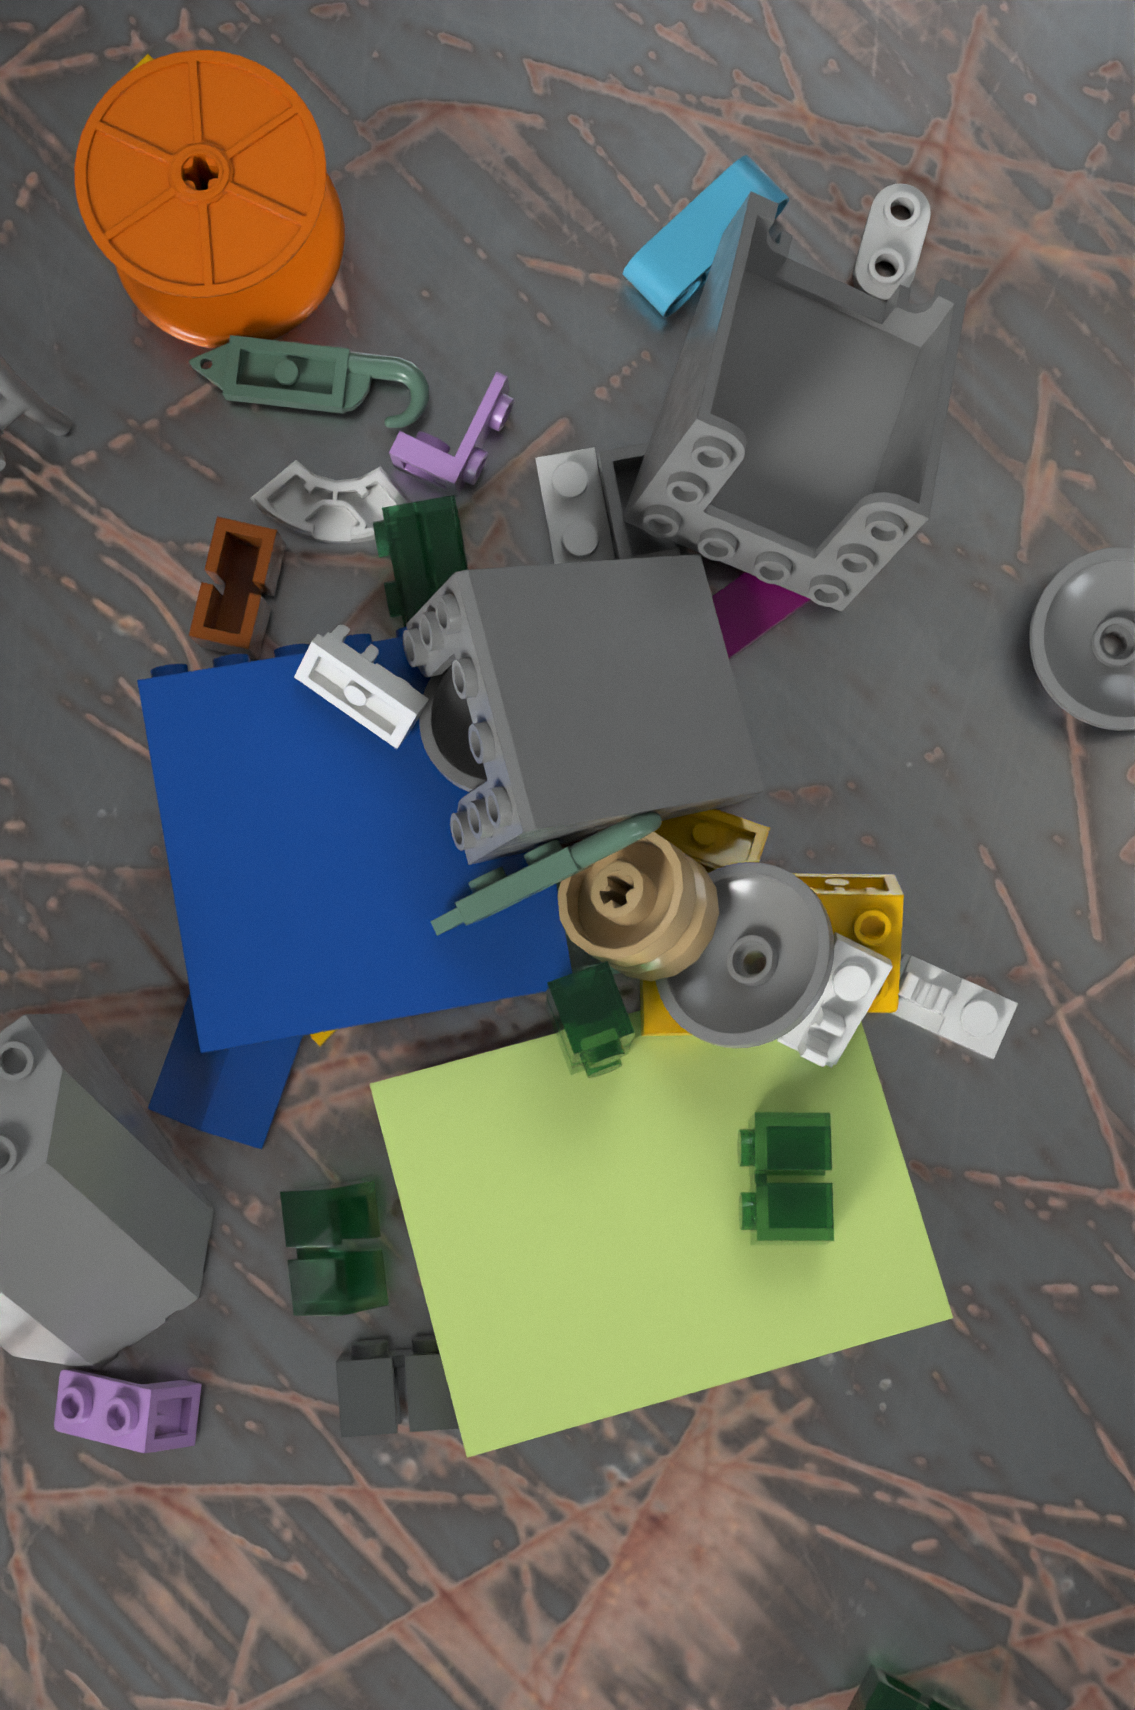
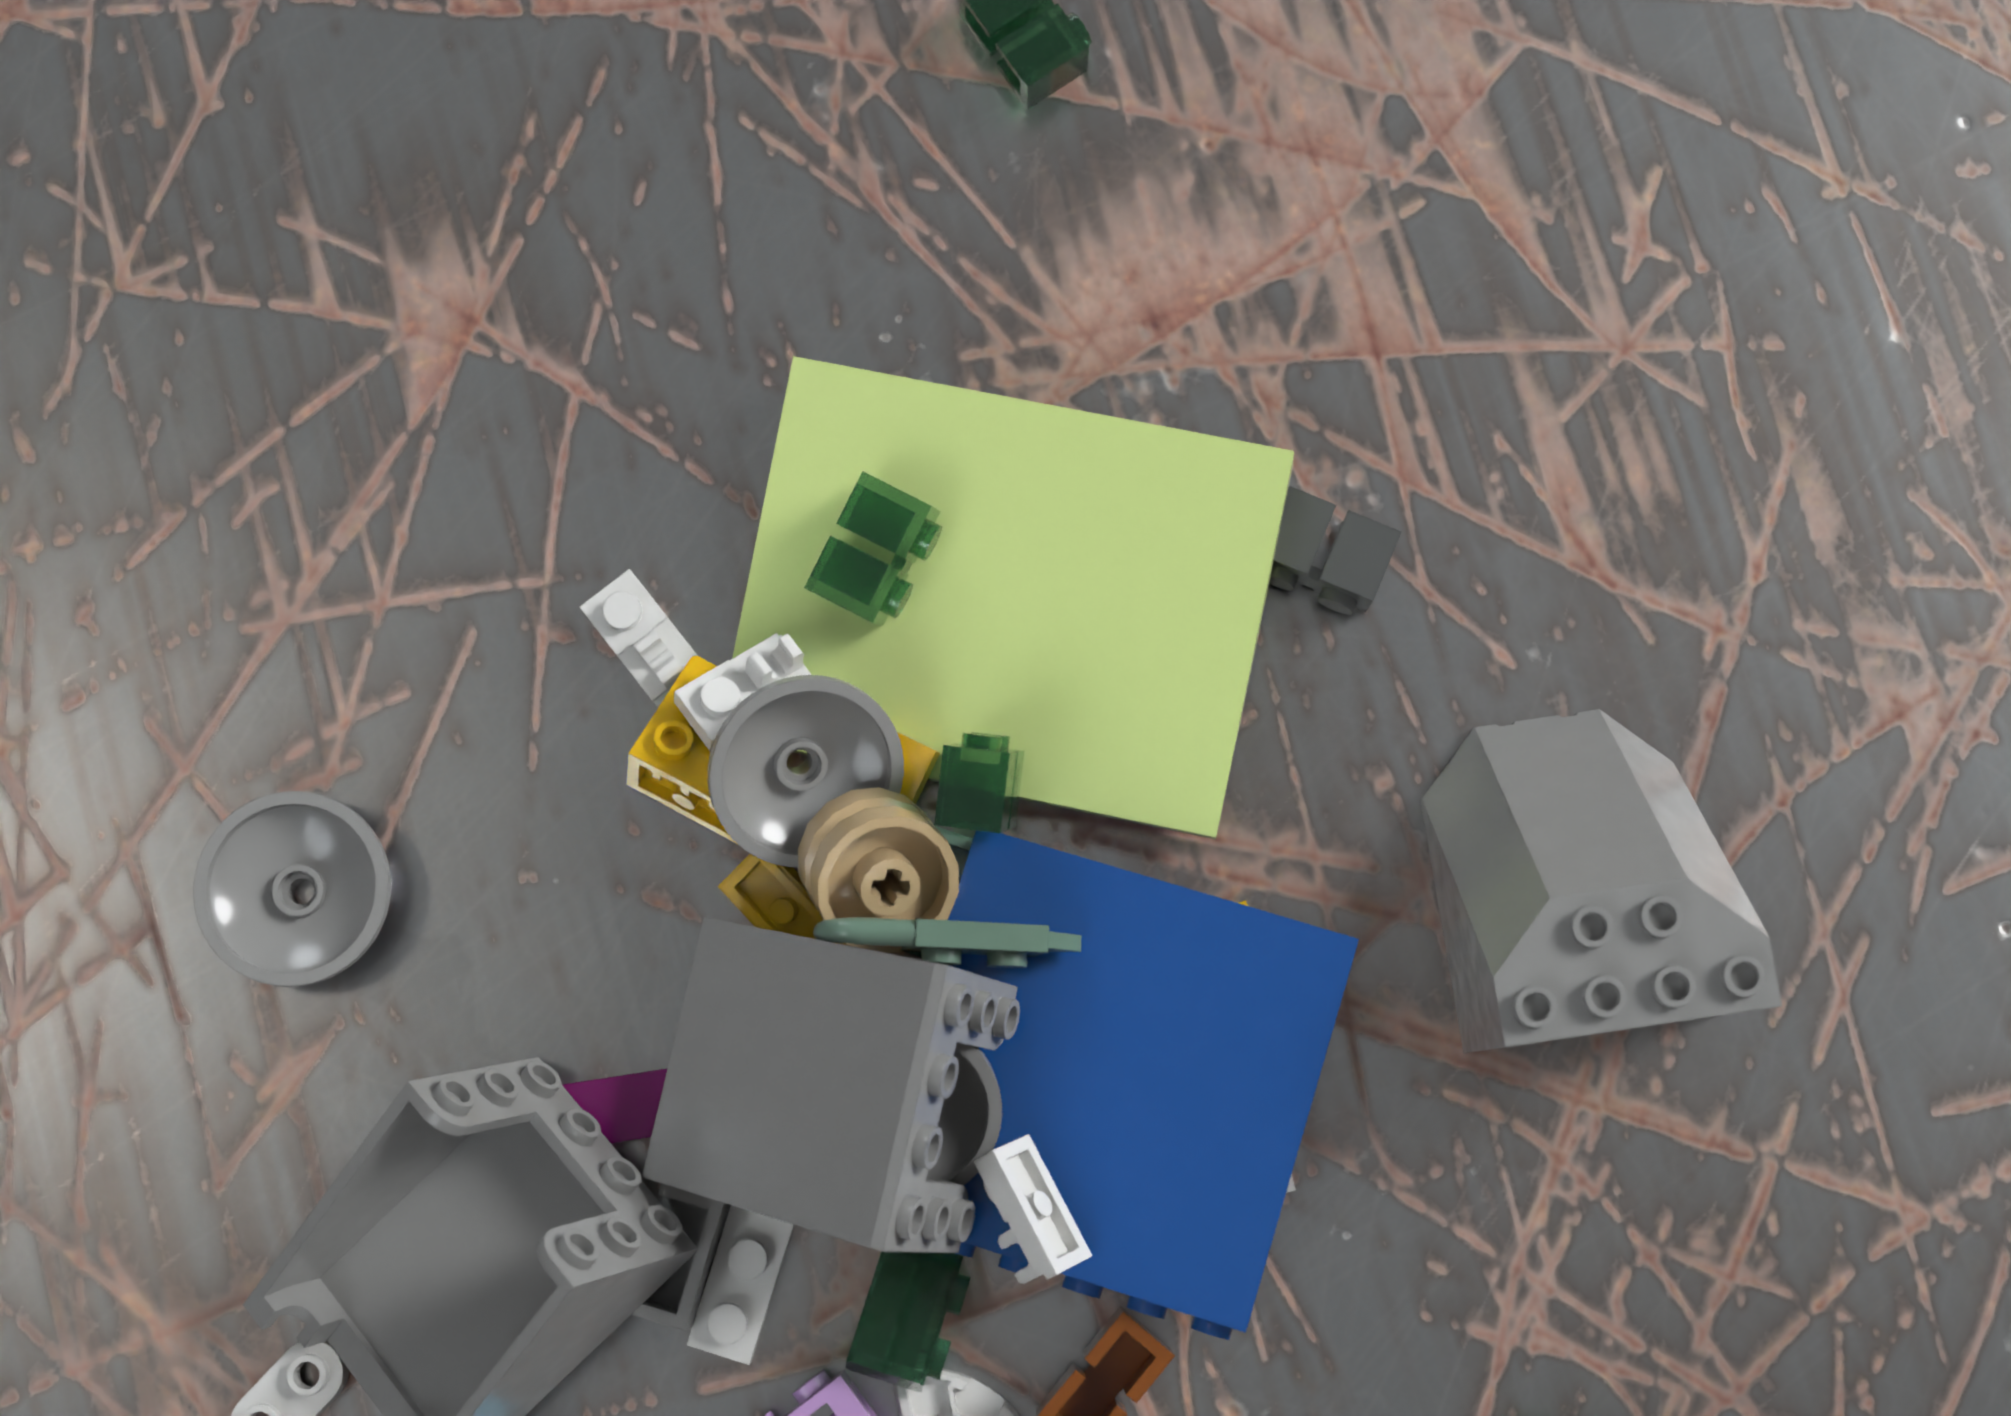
camera: 155 degrees left, 5 degrees down
(127, 1413) = (1592, 654): lavender bracket -> none
(226, 1090) = (1364, 900): blue slope -> none
(329, 1279) = (1344, 686): clear green piece -> none

